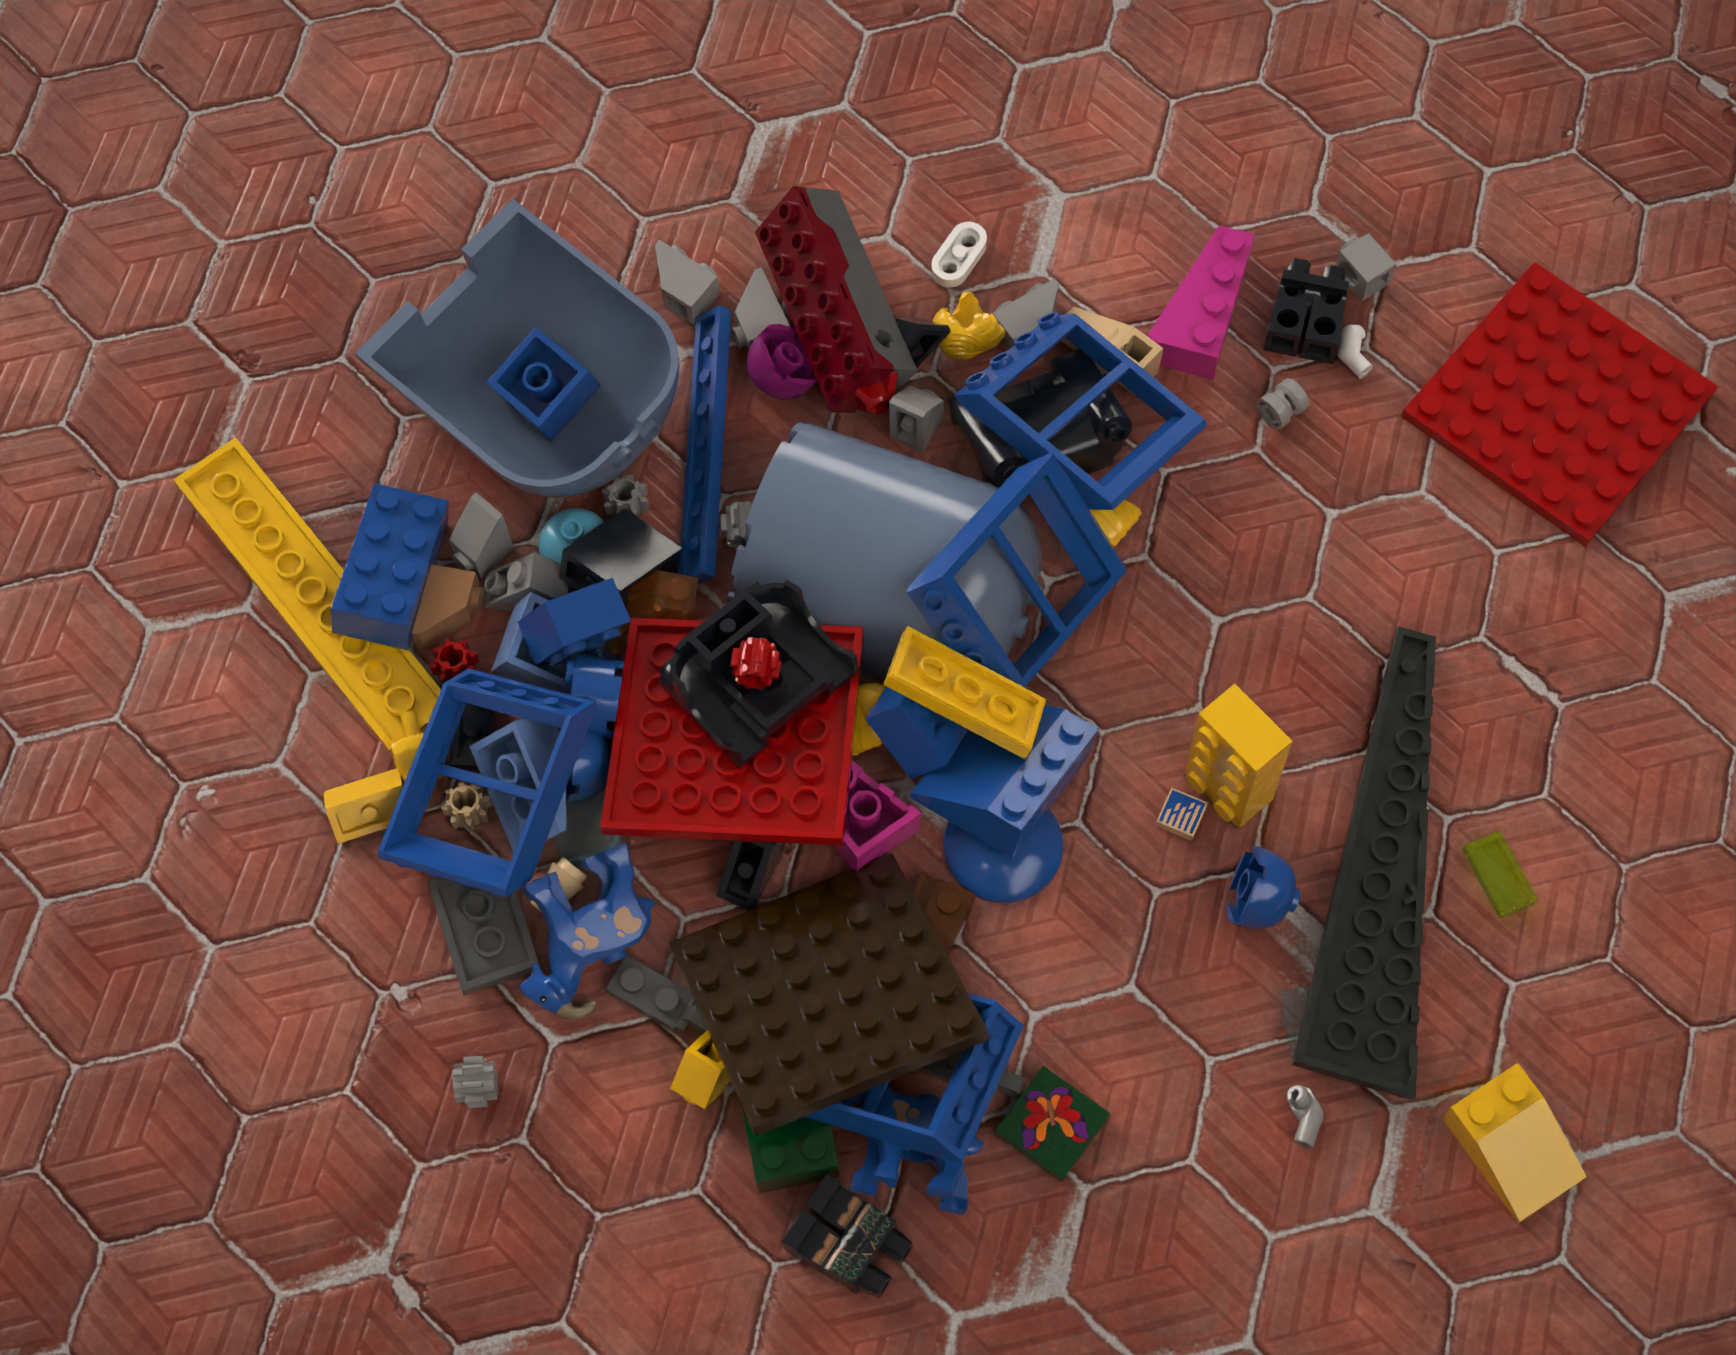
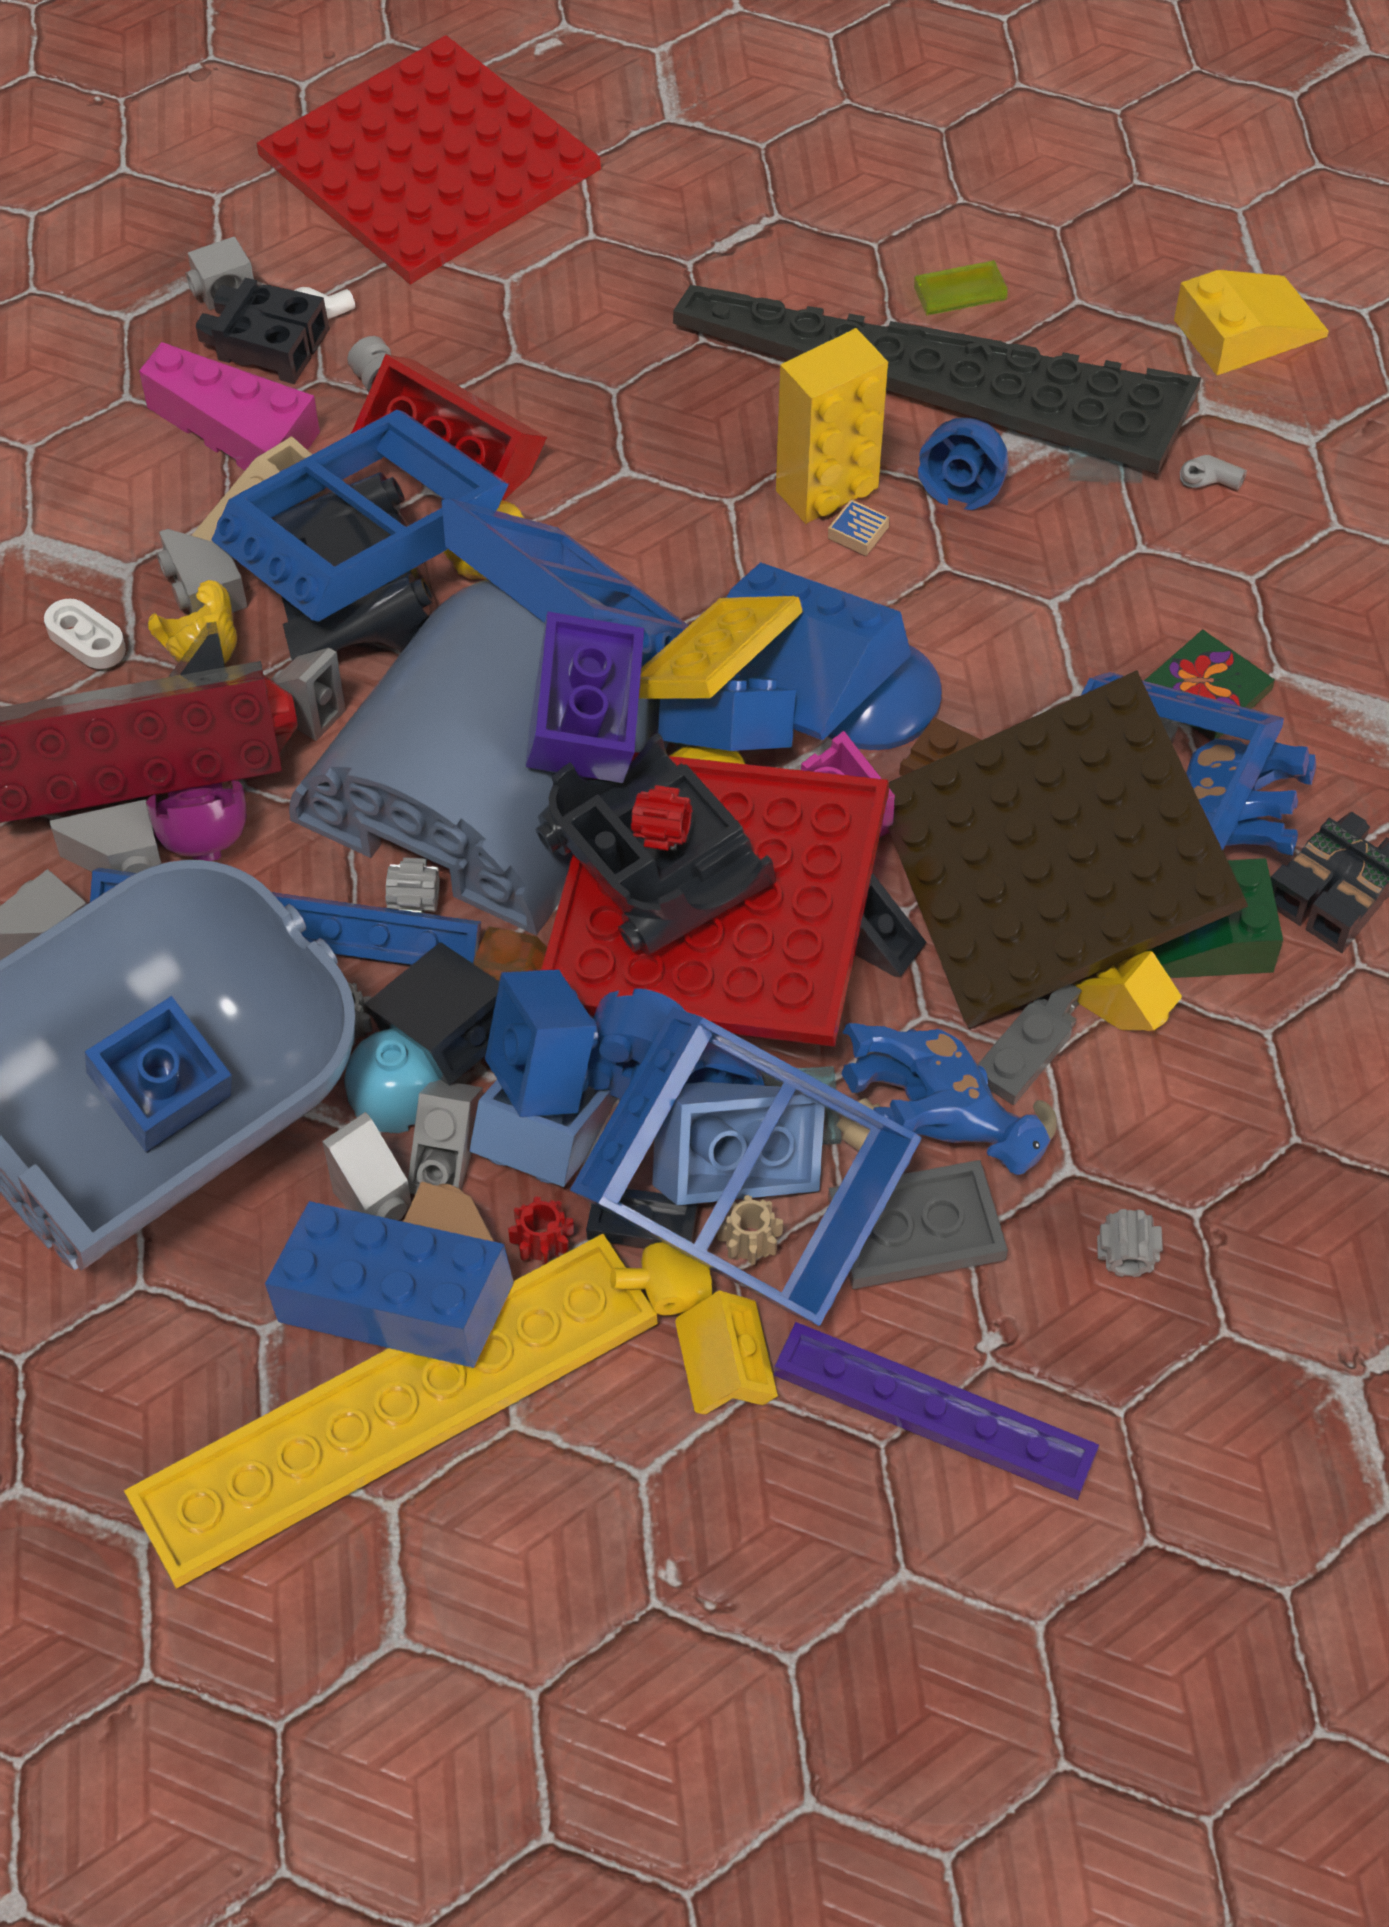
camera: 85 degrees left, 10 degrees down
(328, 956) = (936, 1410): none -> dark purple plate
(865, 589) = (586, 697): none -> dark purple slope
(1218, 472) = (455, 415): none -> red slope

